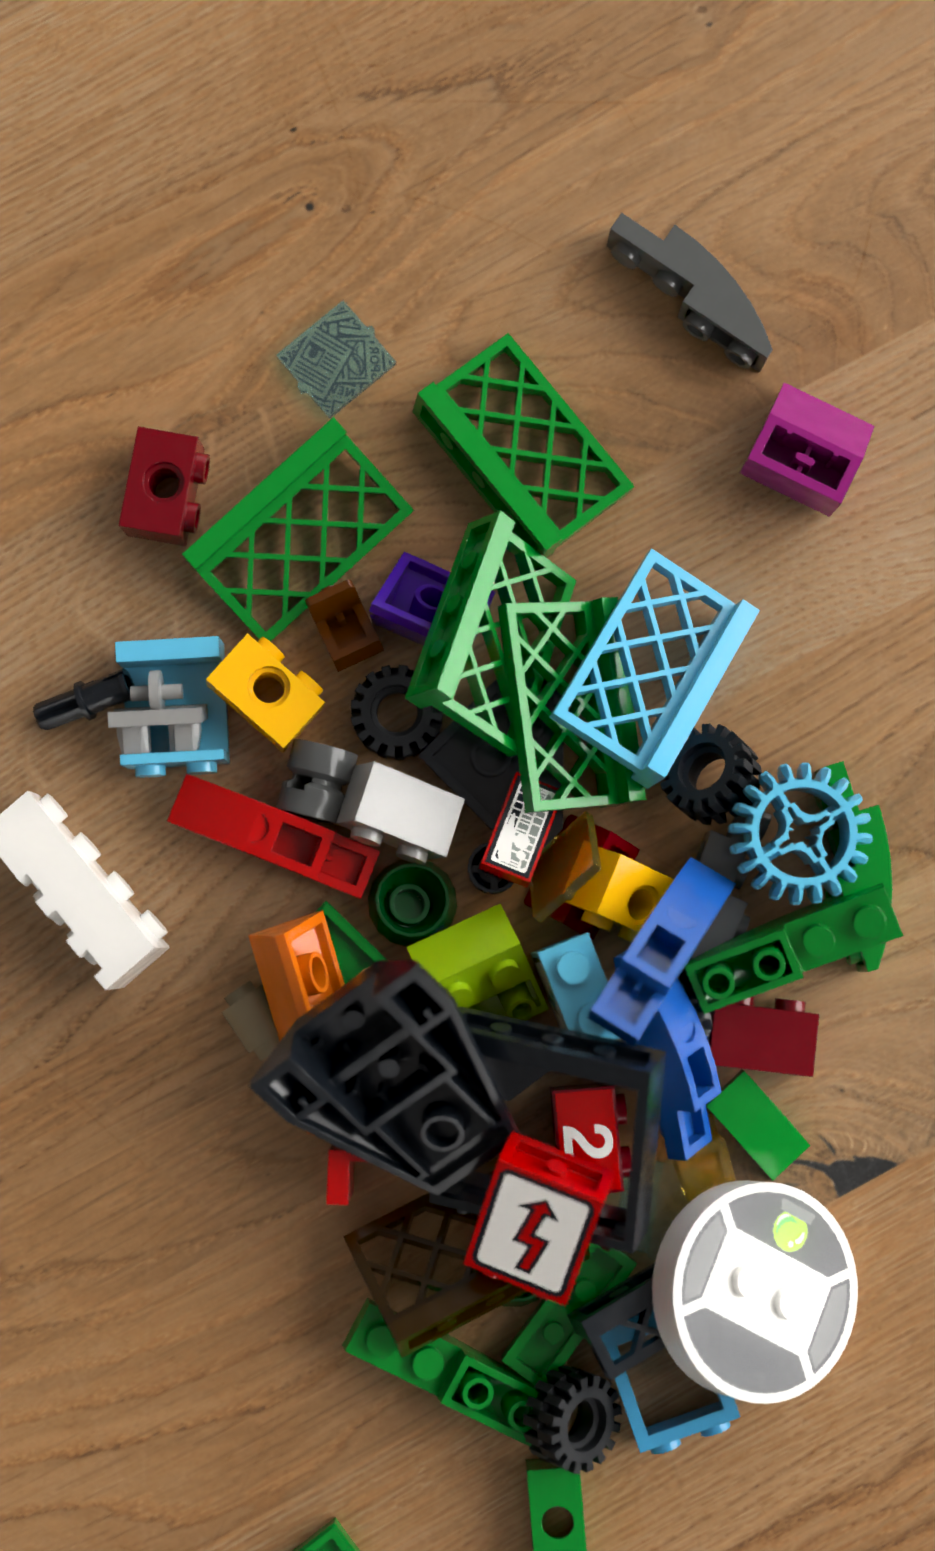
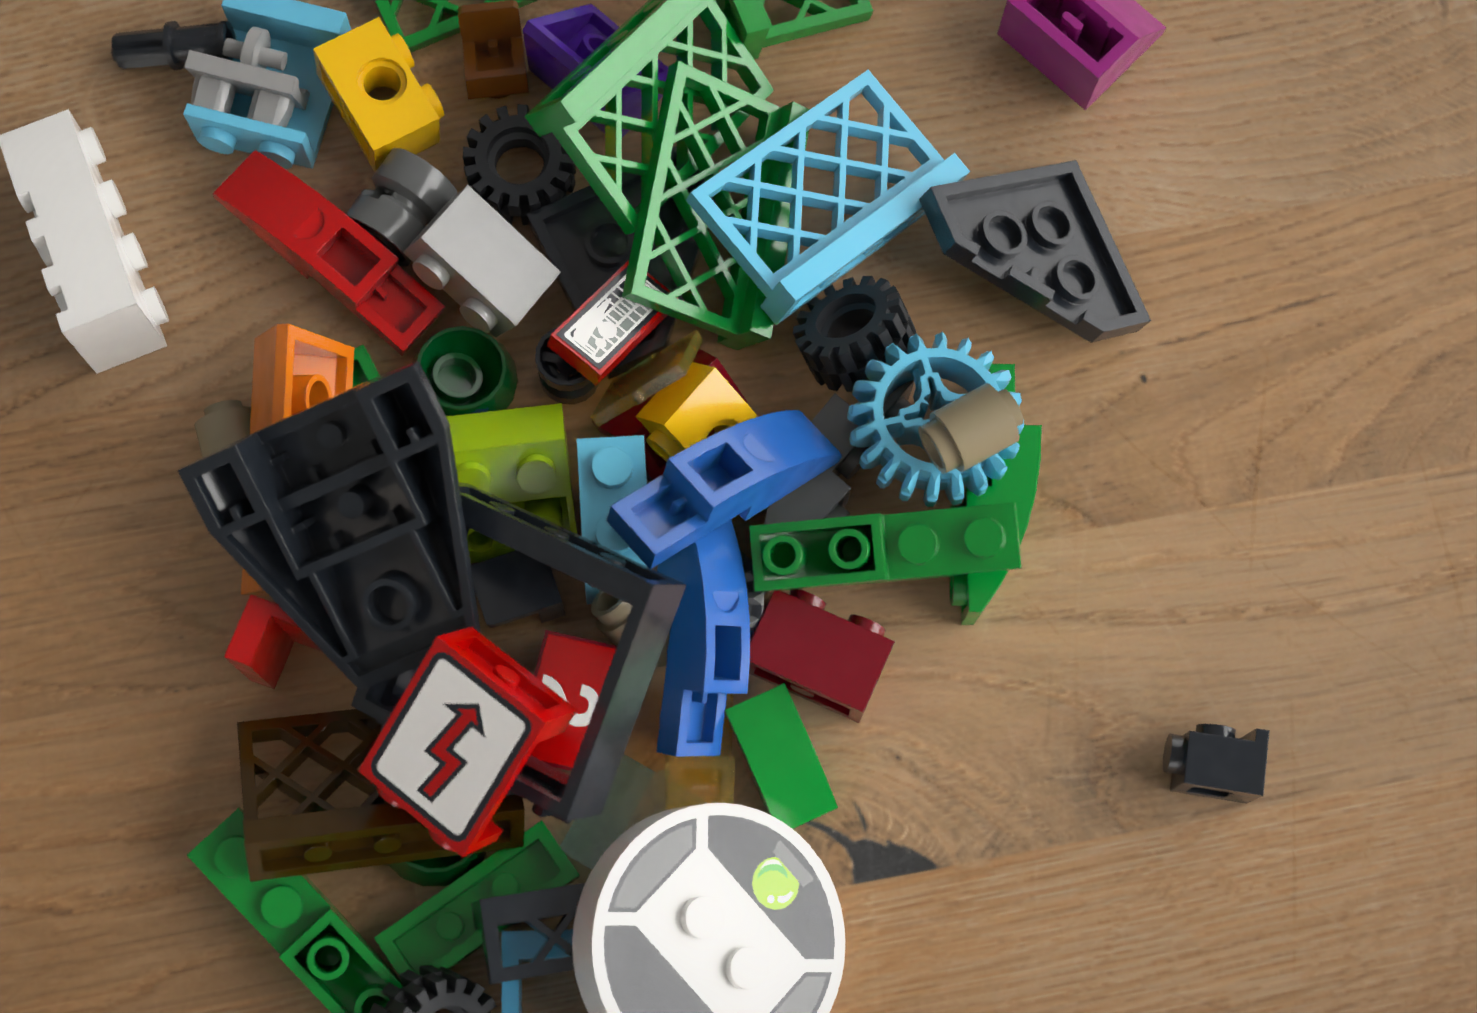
camera: 15 degrees right, 10 degrees down
(833, 653) = (1041, 243): none -> black plate
(838, 847) = (971, 428): none -> dark tan brick

